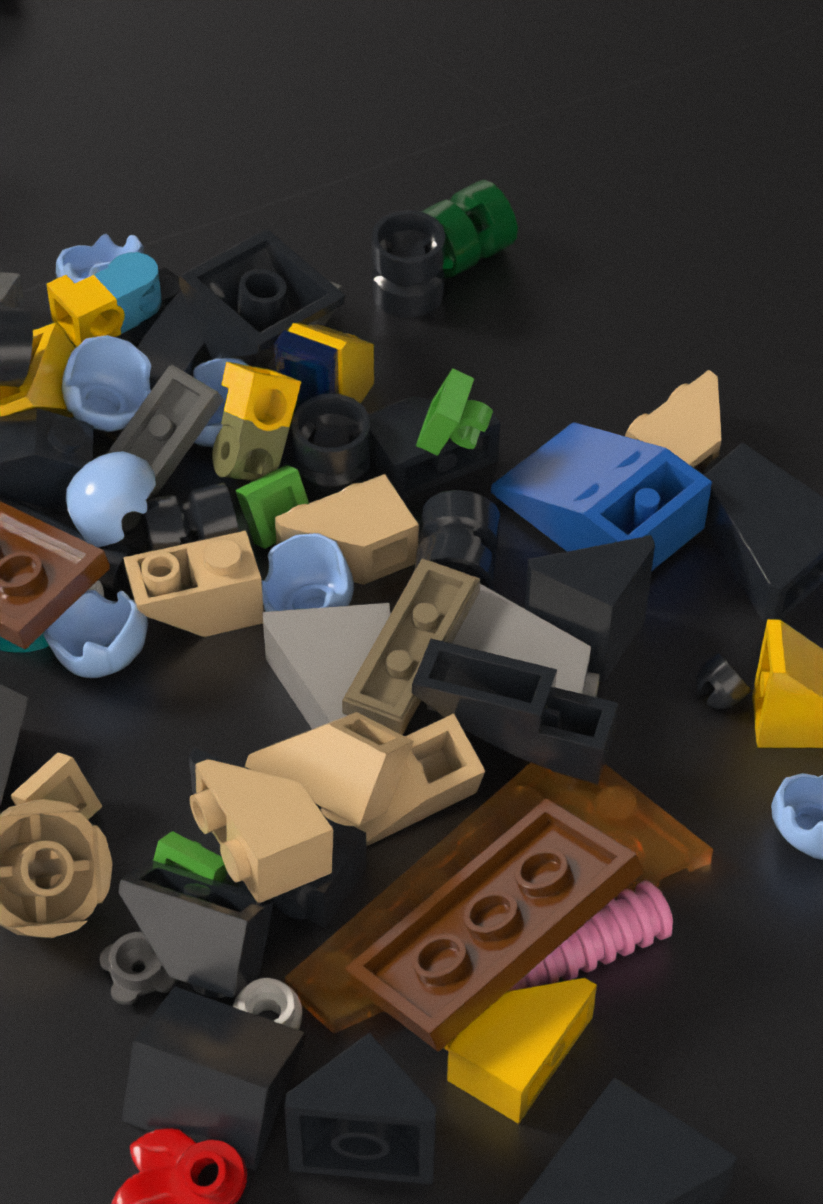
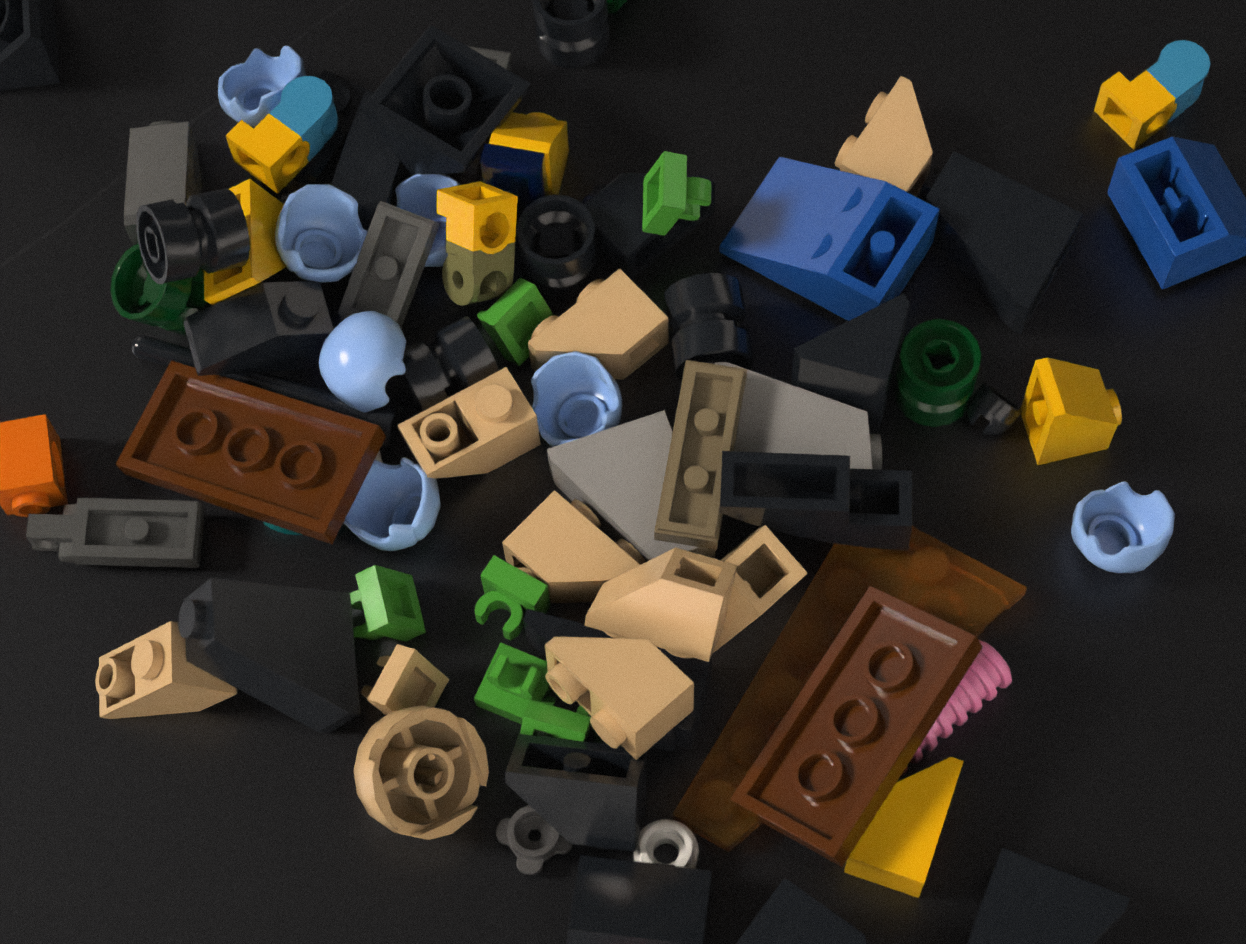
camera: 10 degrees left, 15 degrees up
(62, 722) = (388, 605): none -> bright green tile
(157, 815) = (512, 682): none -> bright green tile
(183, 731) = (513, 591): none -> bright green tile
(249, 707) = (568, 550): none -> tan slope
(672, 631) = (936, 372): none -> dark green wheel

